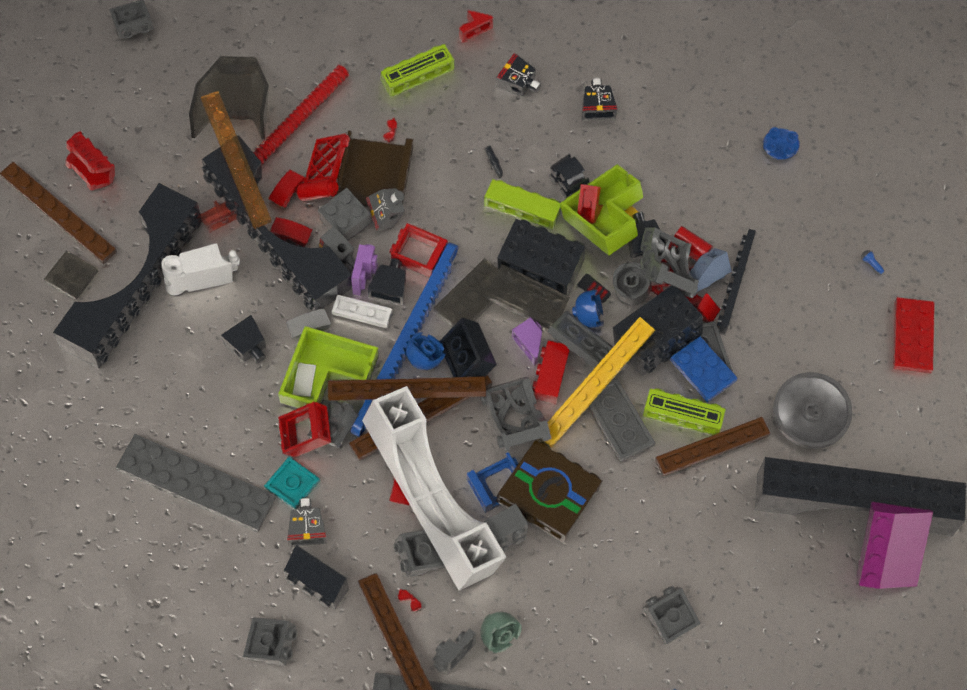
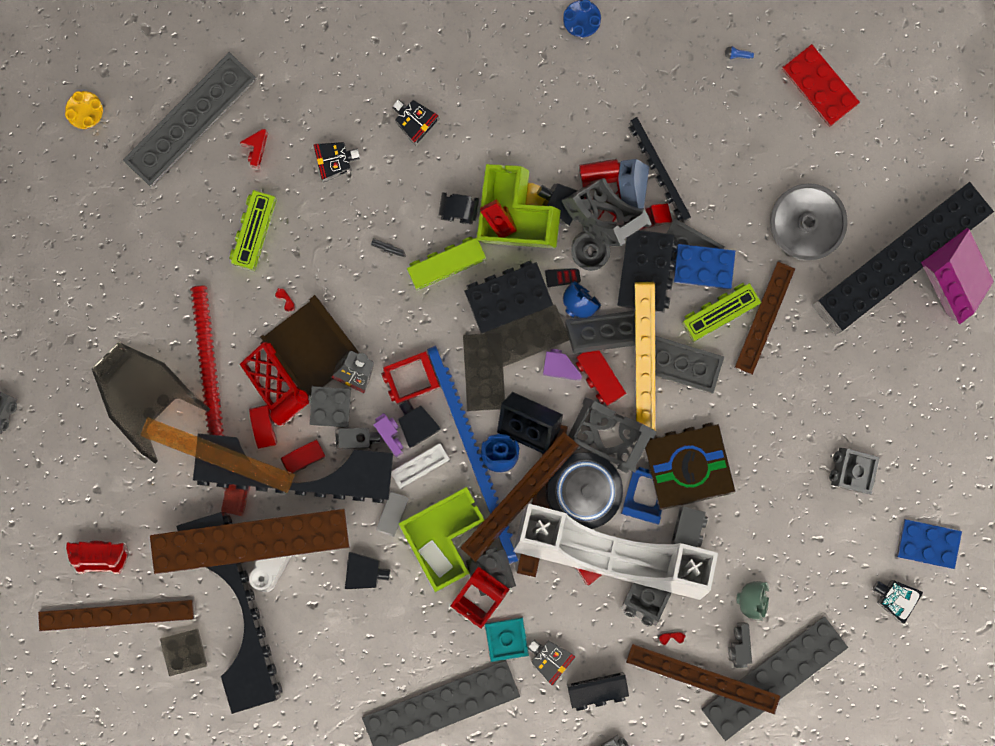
camera: 40 degrees left, 20 degrees up
(194, 236) = (249, 541): none -> reddish brown plate
(459, 435) = (586, 489): none -> dish

